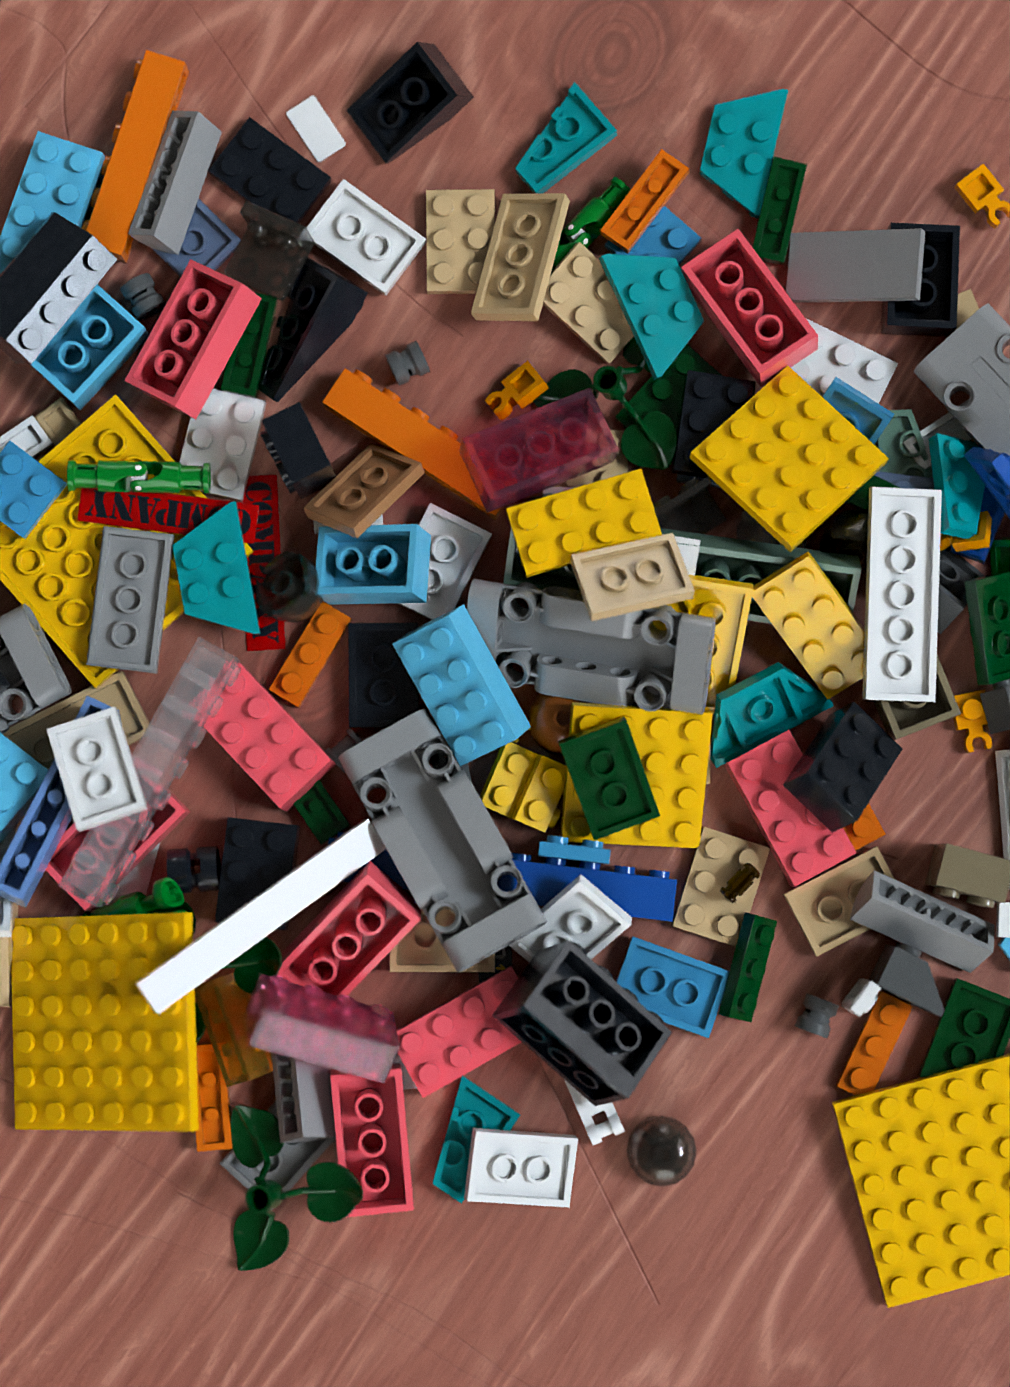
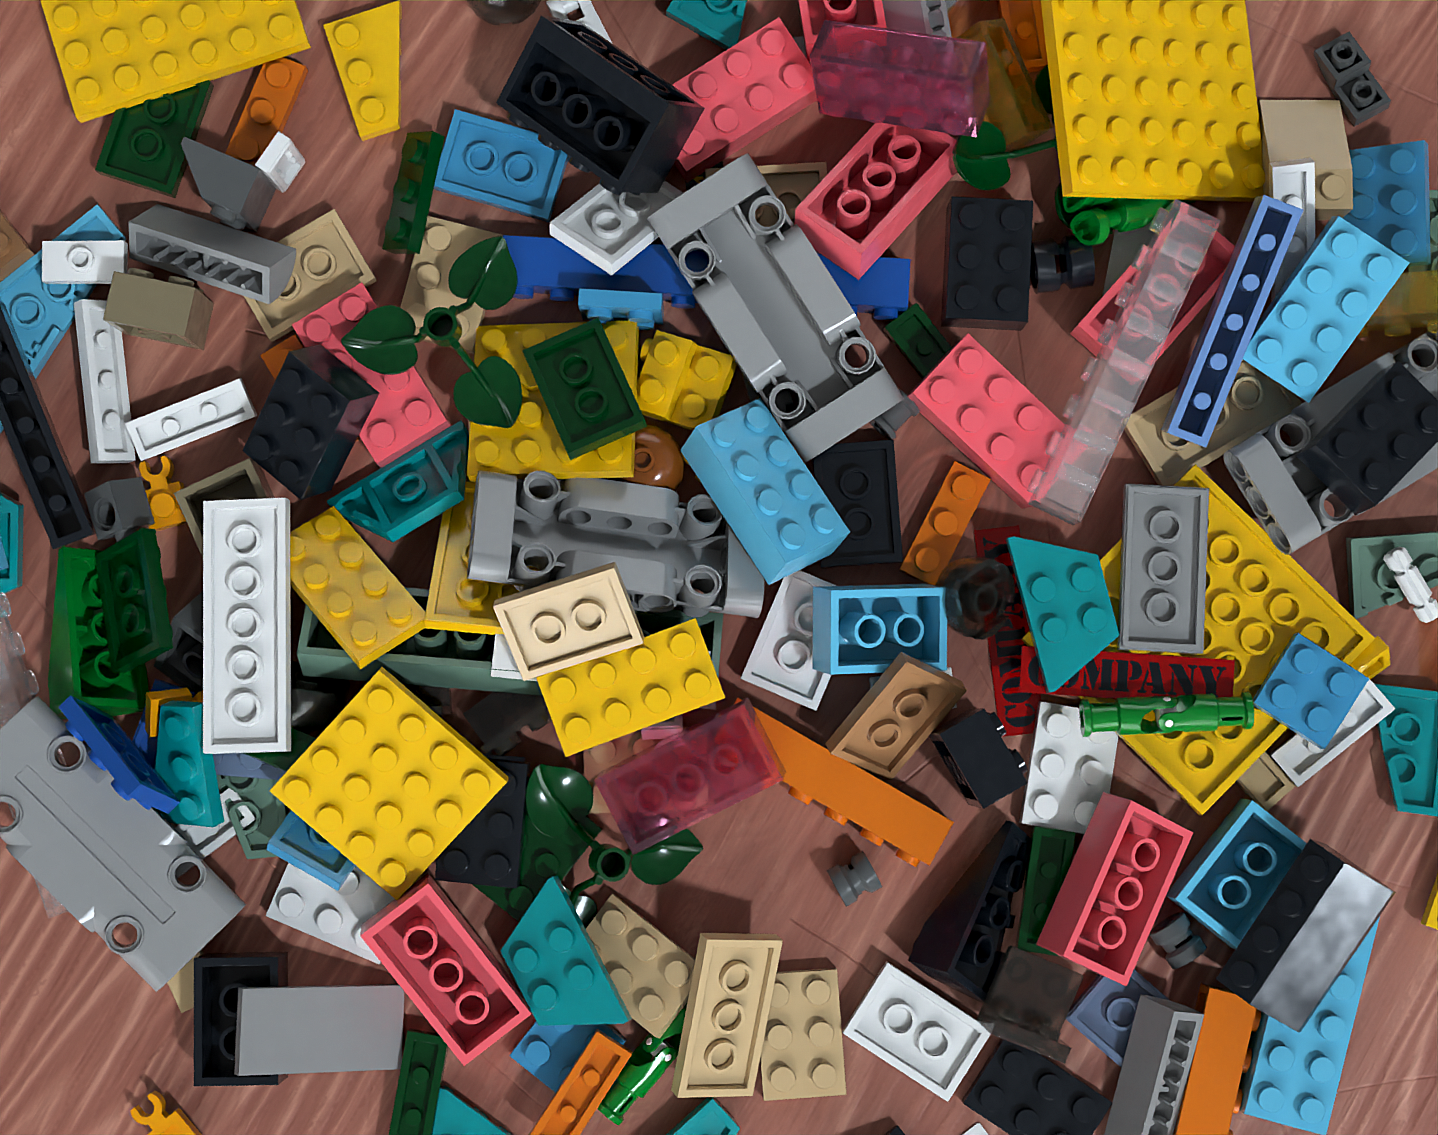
camera: 175 degrees right, 0 degrees up
(97, 769) = (1188, 354): white plate -> none
(260, 916) = (982, 197): white tile -> none
(520, 388) = (715, 855): light orange plate -> none
(740, 882) = (426, 285): dark brown piece -> none
(775, 833) = (387, 335): none -> dark green plant
(782, 1087) = (369, 66): none -> yellow wing
(816, 1015) = (331, 142): dark grey wheel -> none
(946, 782) = (191, 419): none -> white plate

